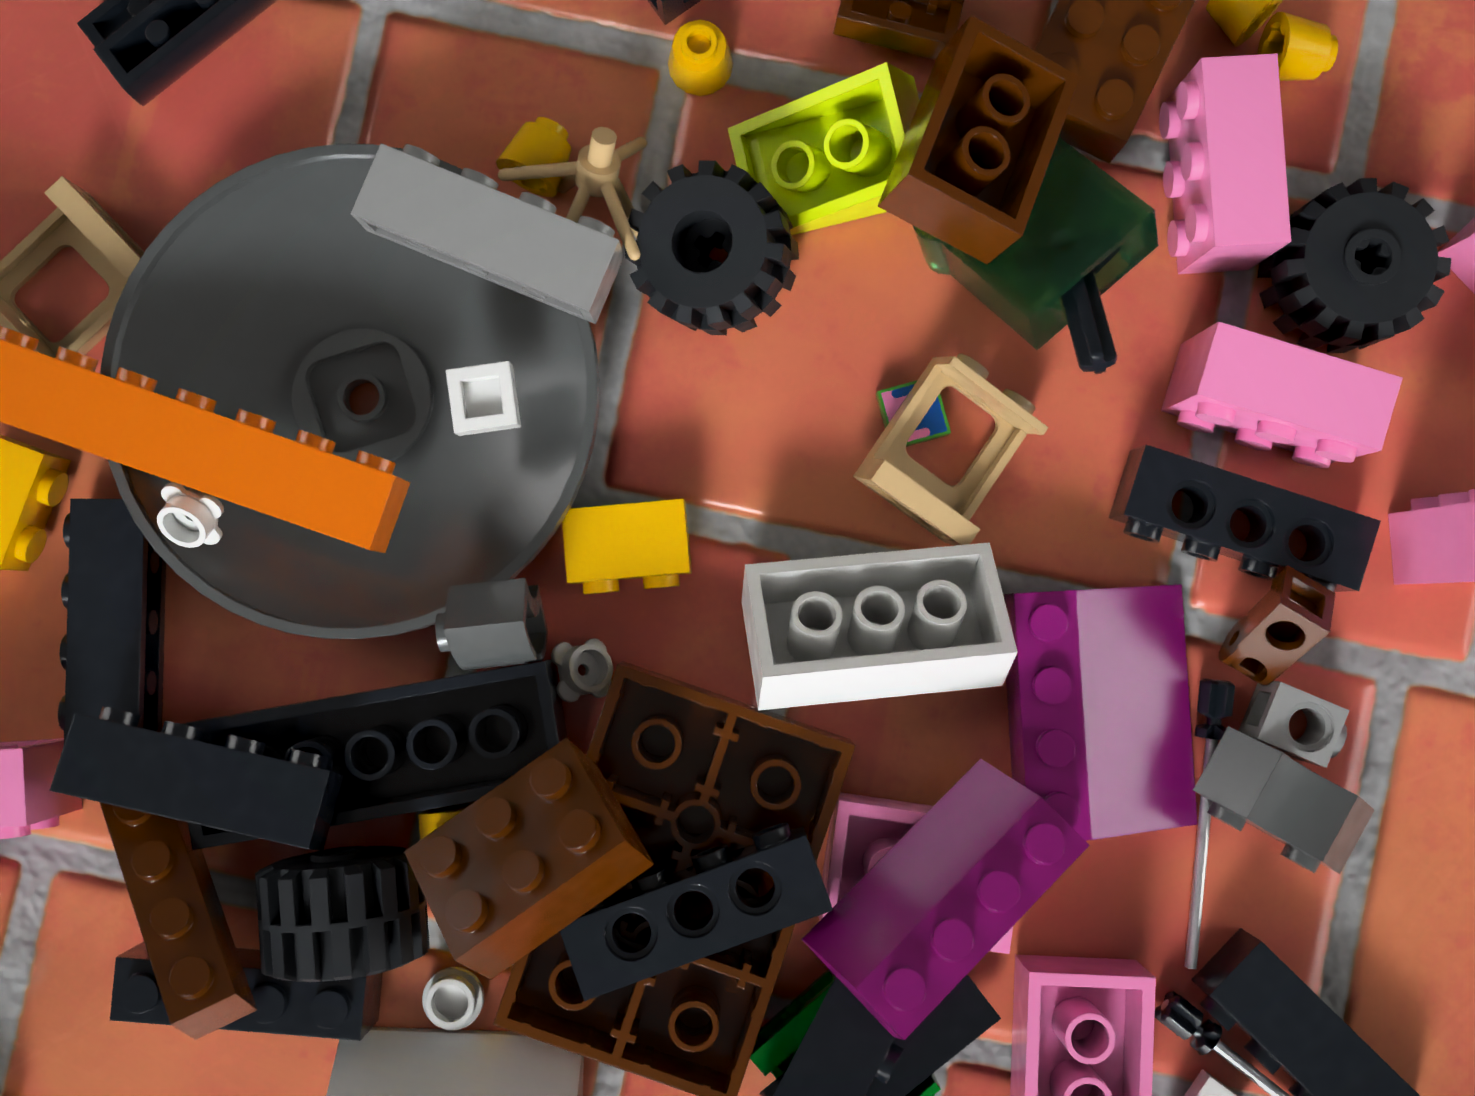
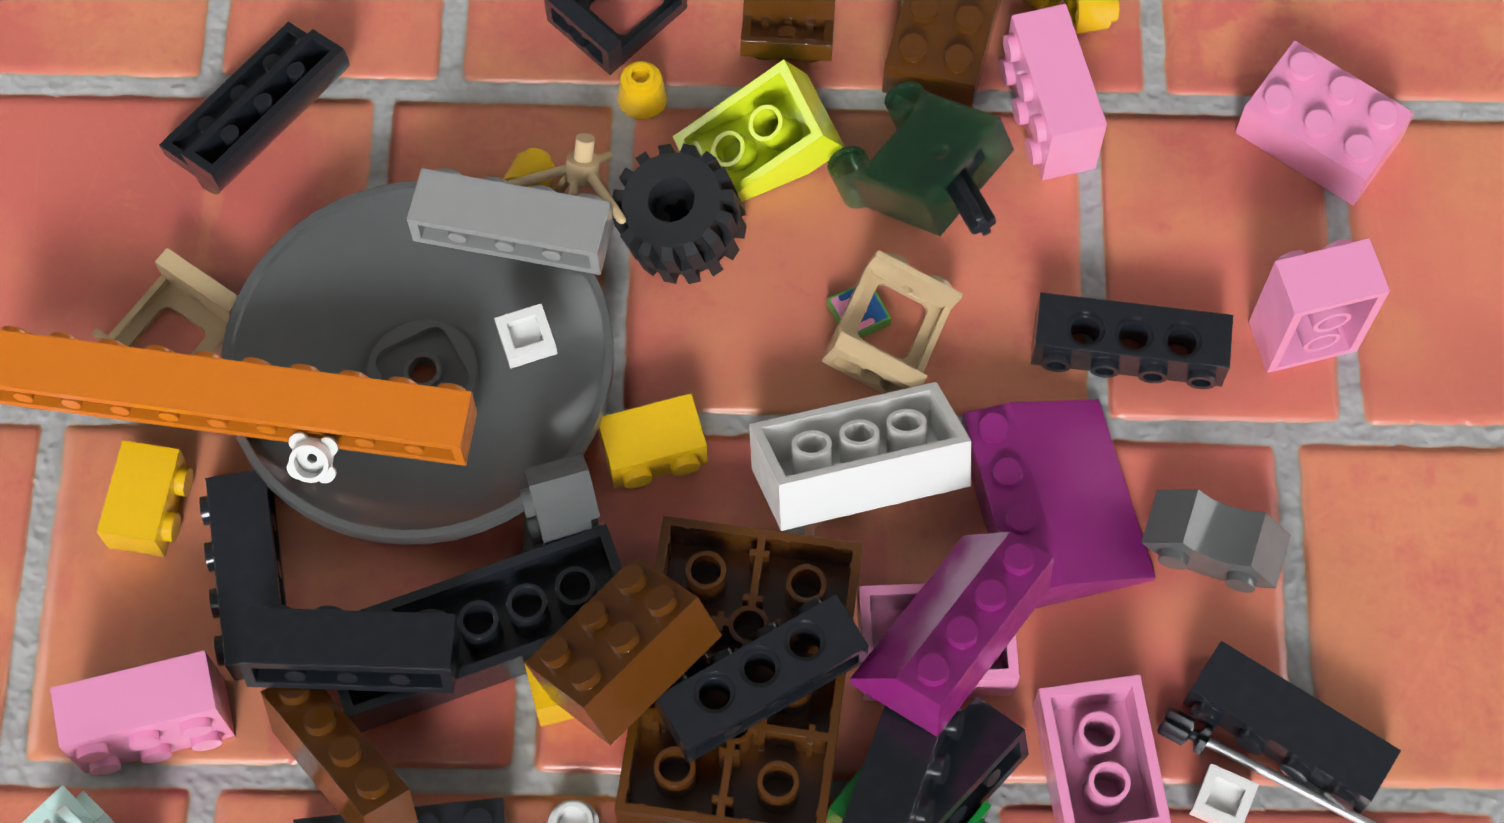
camera: 10 degrees left, 20 degrees down
(340, 914) = (475, 745): black wheel -> none
(598, 666) = (633, 540): white plate -> none
(980, 141) = (862, 96): reddish brown brick -> none
(1215, 703) = (1146, 482): piece -> none
(1269, 719) = (1227, 466): light grey brick -> none
(1279, 627) = (1175, 408): reddish brown leg -> none
(1280, 396) = (1132, 240): bright pink brick -> none
(1361, 270) = (1173, 140): black wheel -> none

